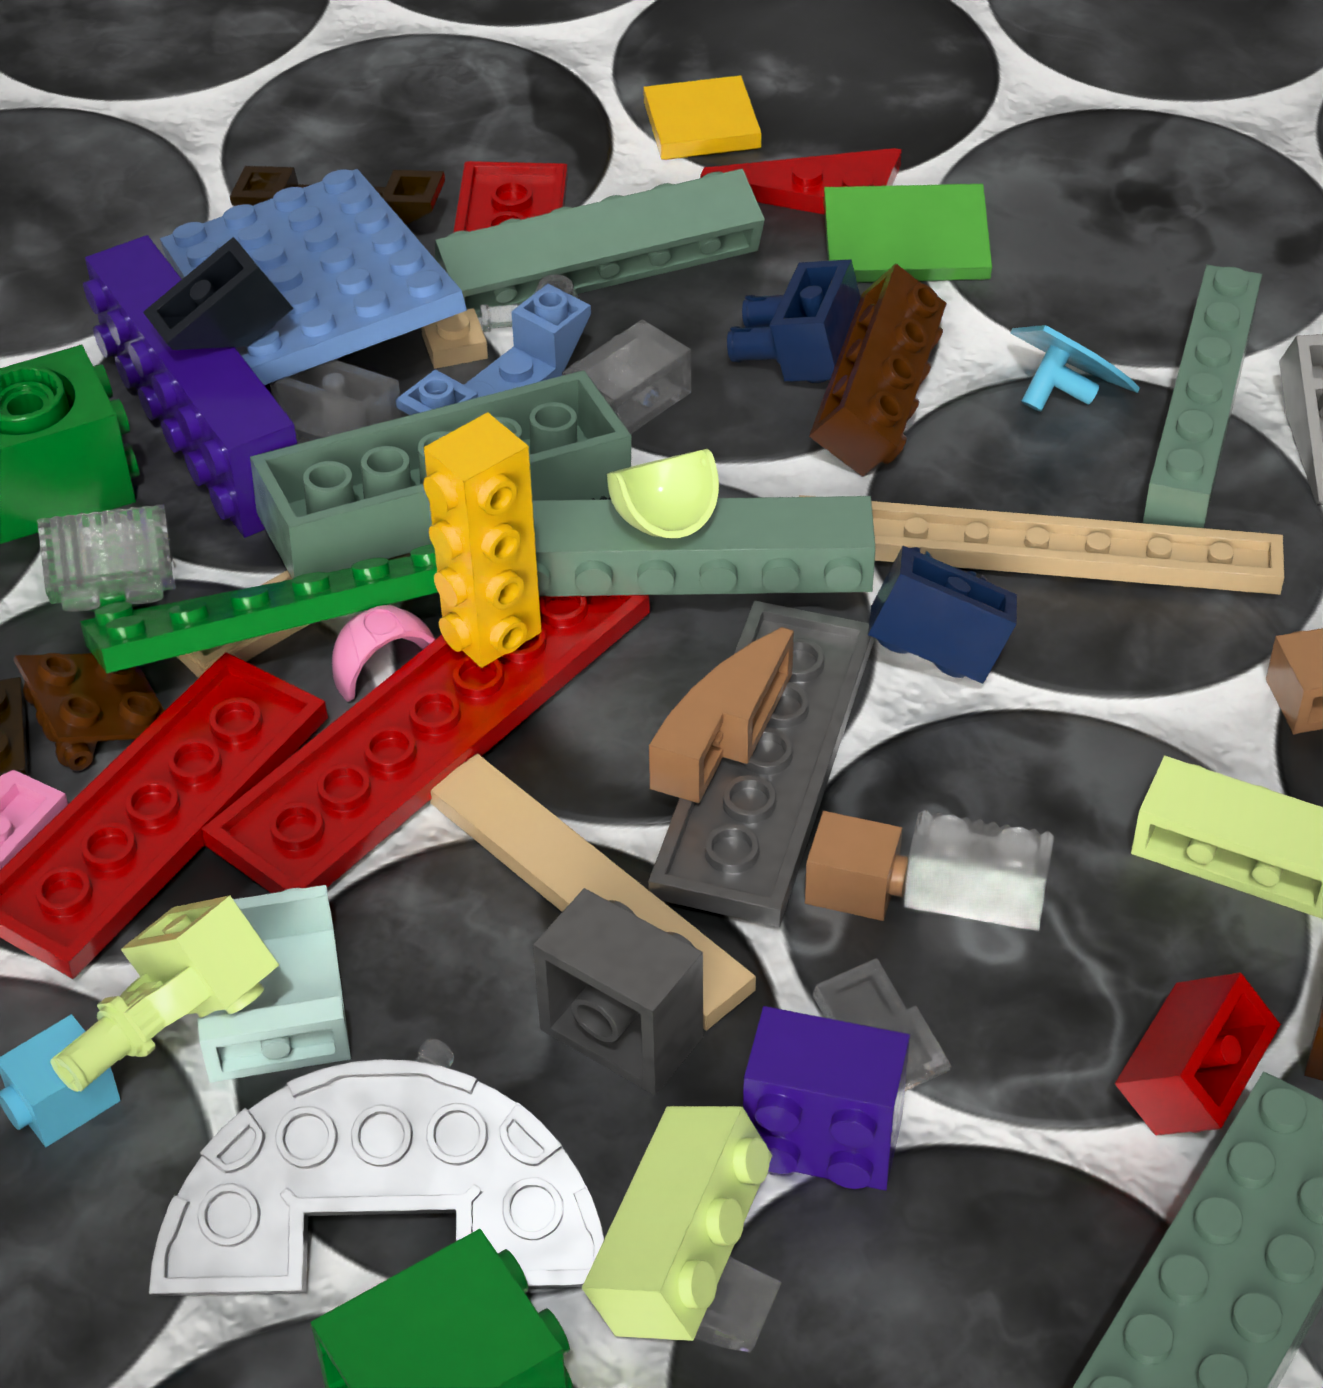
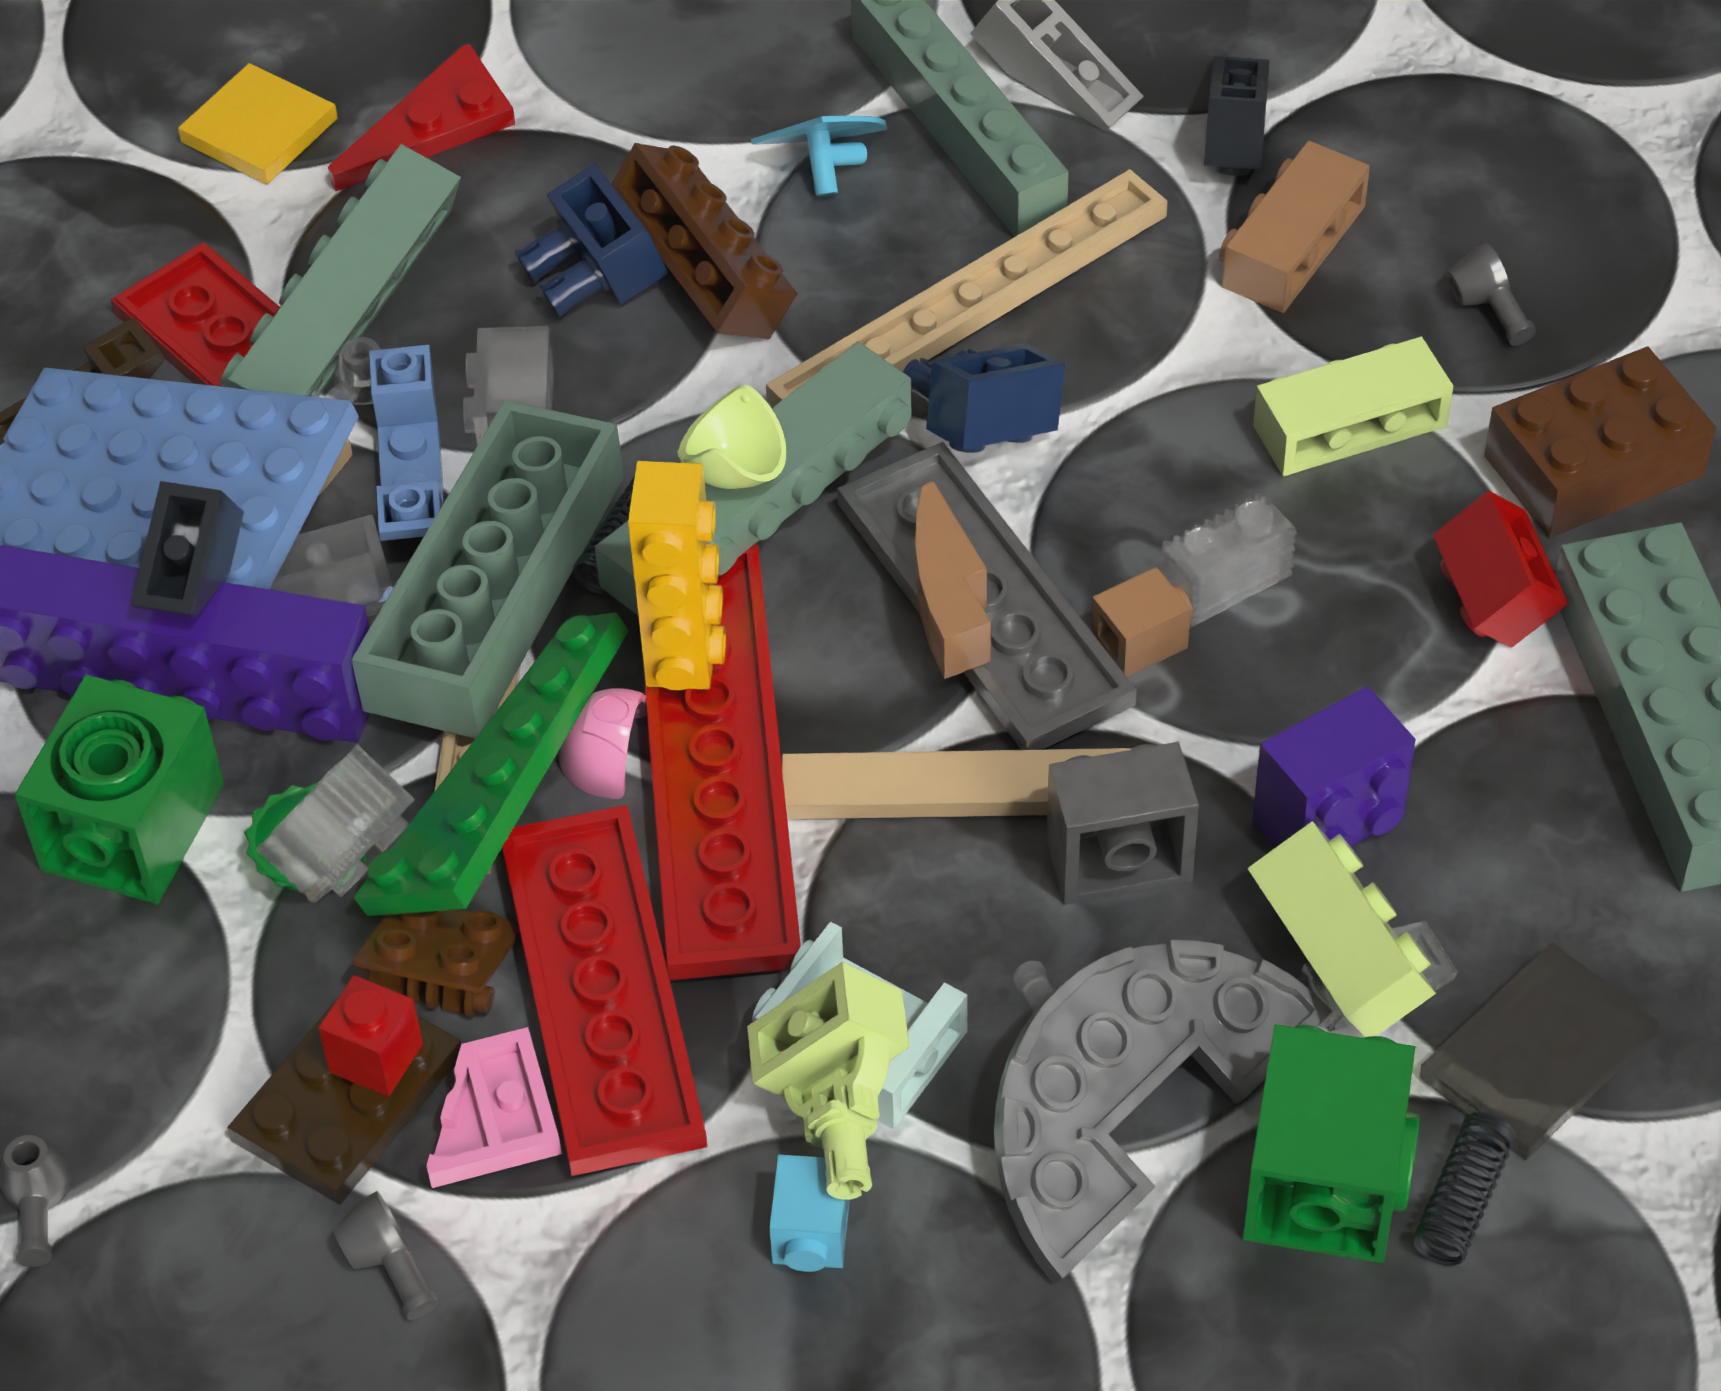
camera: 45 degrees left, 5 degrees up
(870, 999) = (1256, 711): clear slope -> none
(922, 228) = (566, 114): bright green tile -> none

